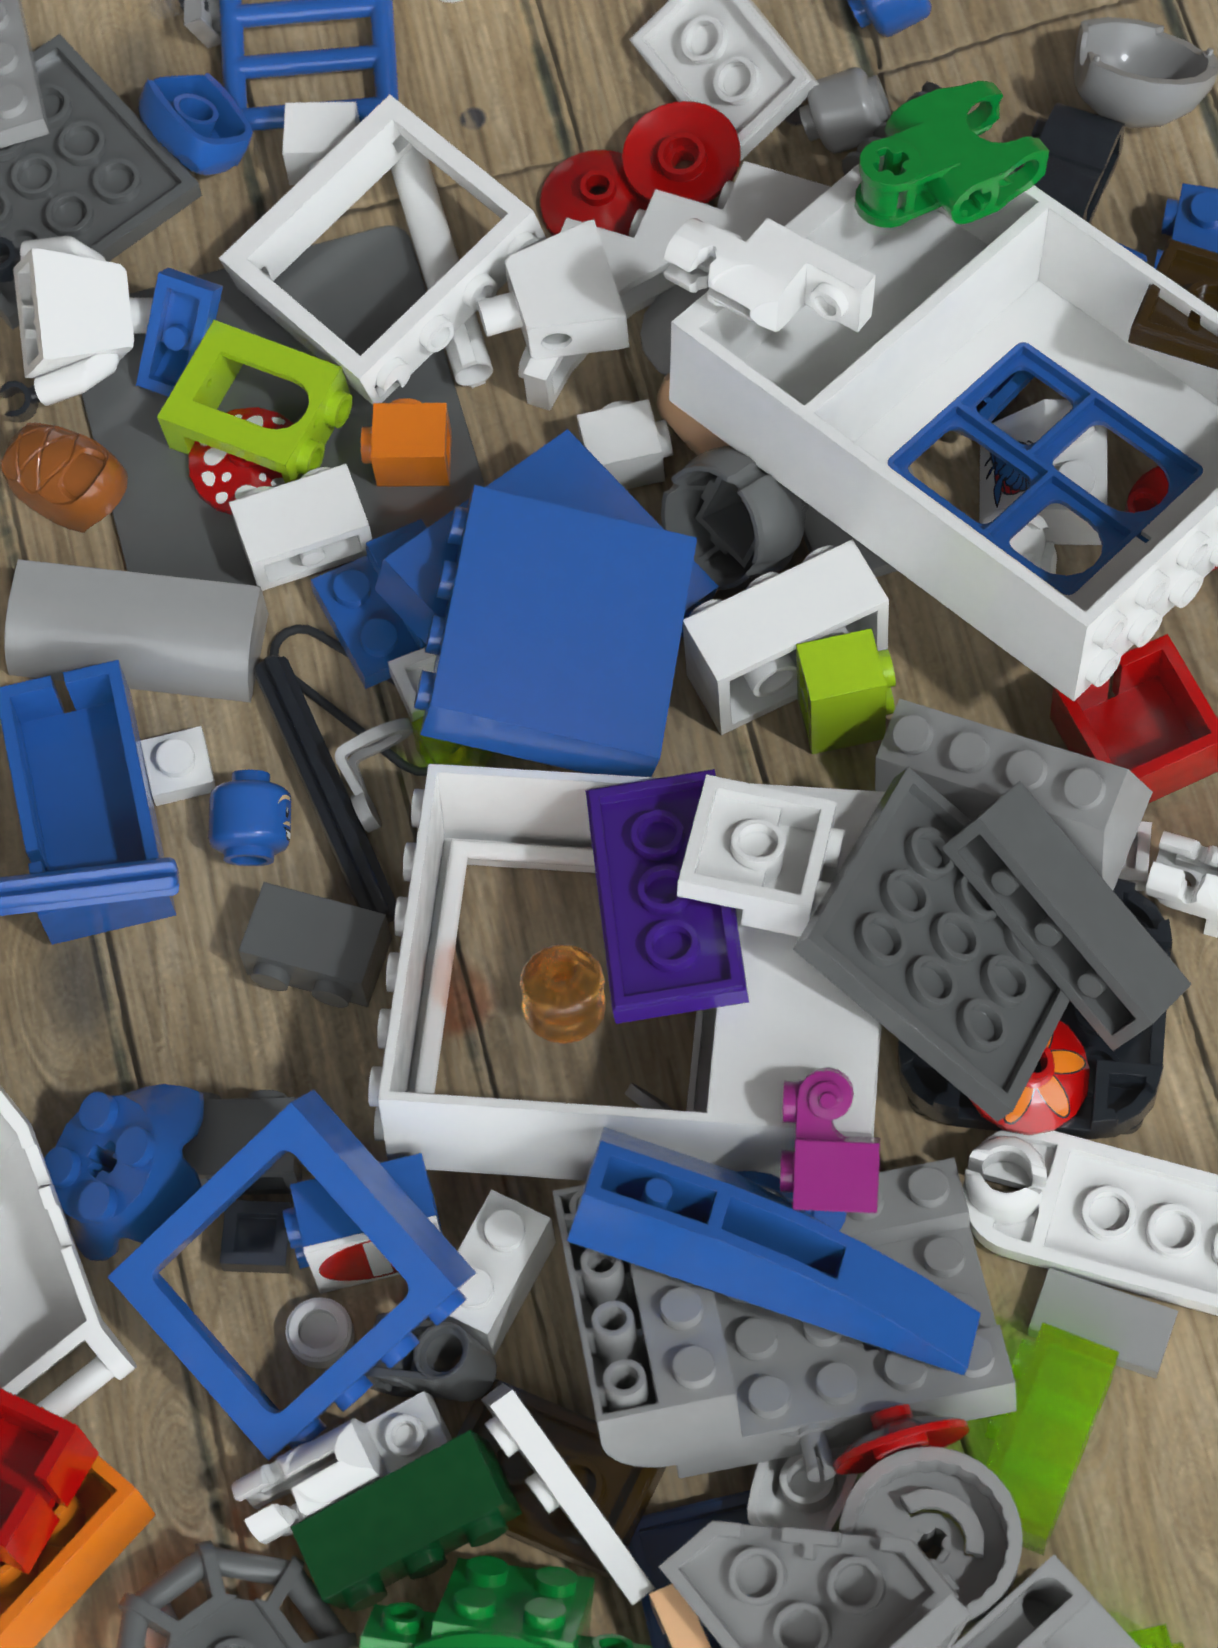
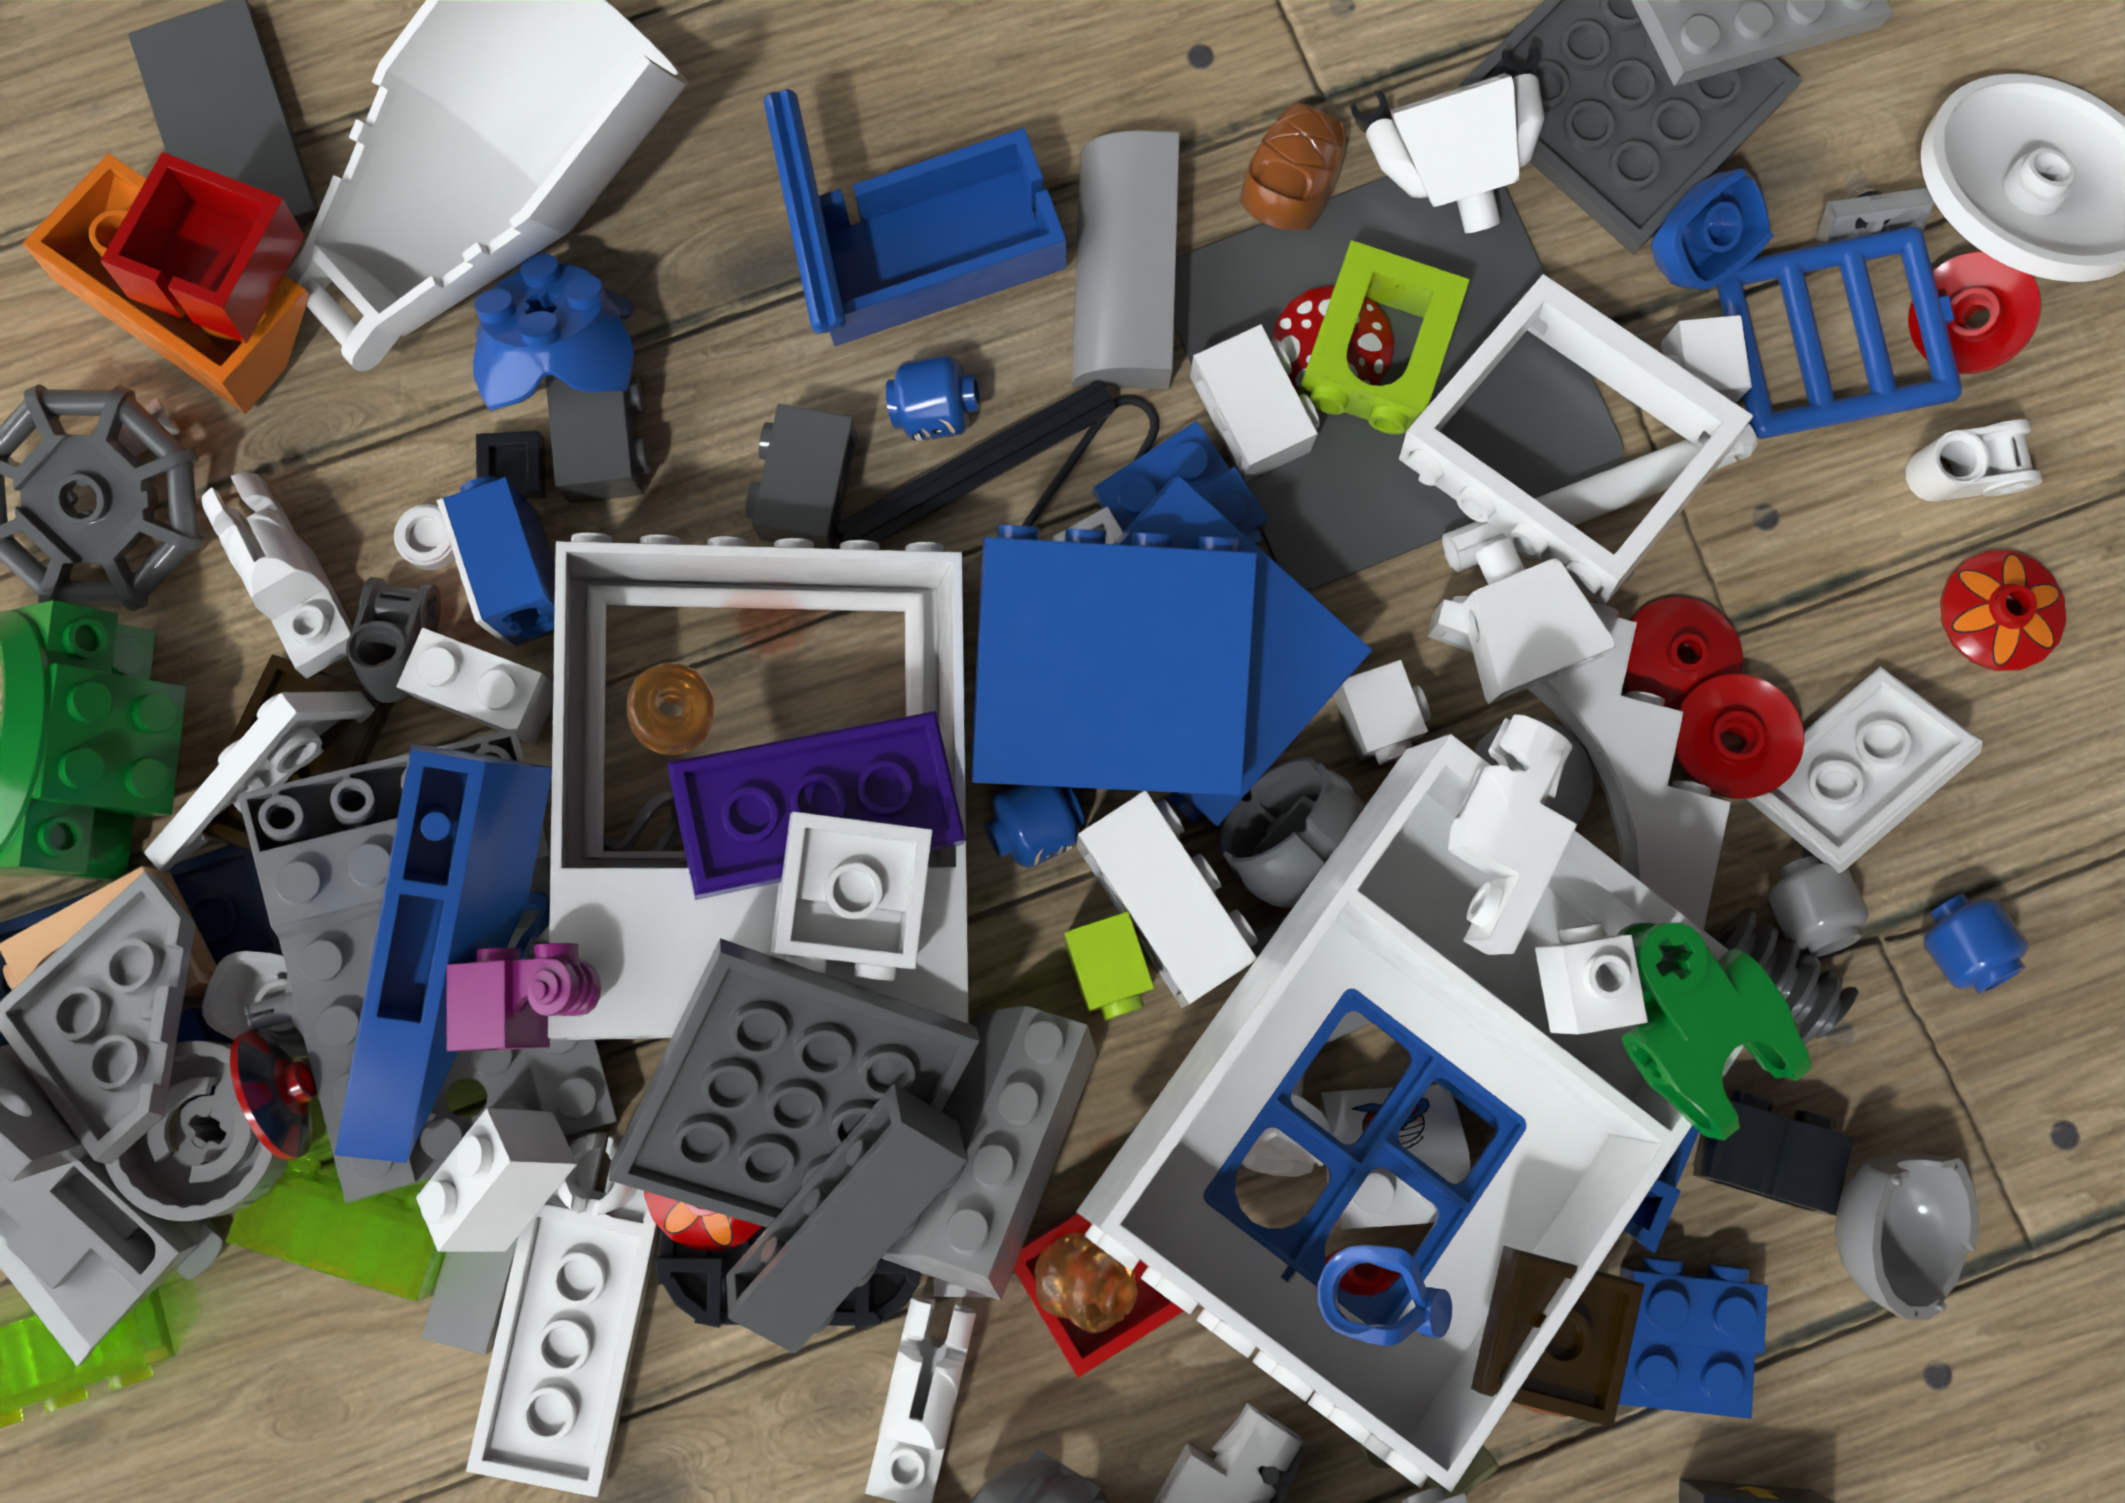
camera: 75 degrees right, 15 degrees up
(177, 323) = (1463, 245): blue slope -> none
(178, 766) = (991, 325): white plate -> none
(365, 746) = (962, 504): light grey piece -> none
(375, 1205) = (475, 537): blue piece -> none
(407, 1522) = (220, 634): dark green brick -> none
(408, 443) = (1360, 496): orange brick -> none
(696, 744) = (1033, 823): none -> blue head
(904, 233) = (1590, 981): none -> white brick
(1004, 1253) = (495, 1180): none -> white brick
(1139, 711) = (1084, 1283): none -> clear orange piece
(1180, 382) = (1432, 1305): none -> blue piece

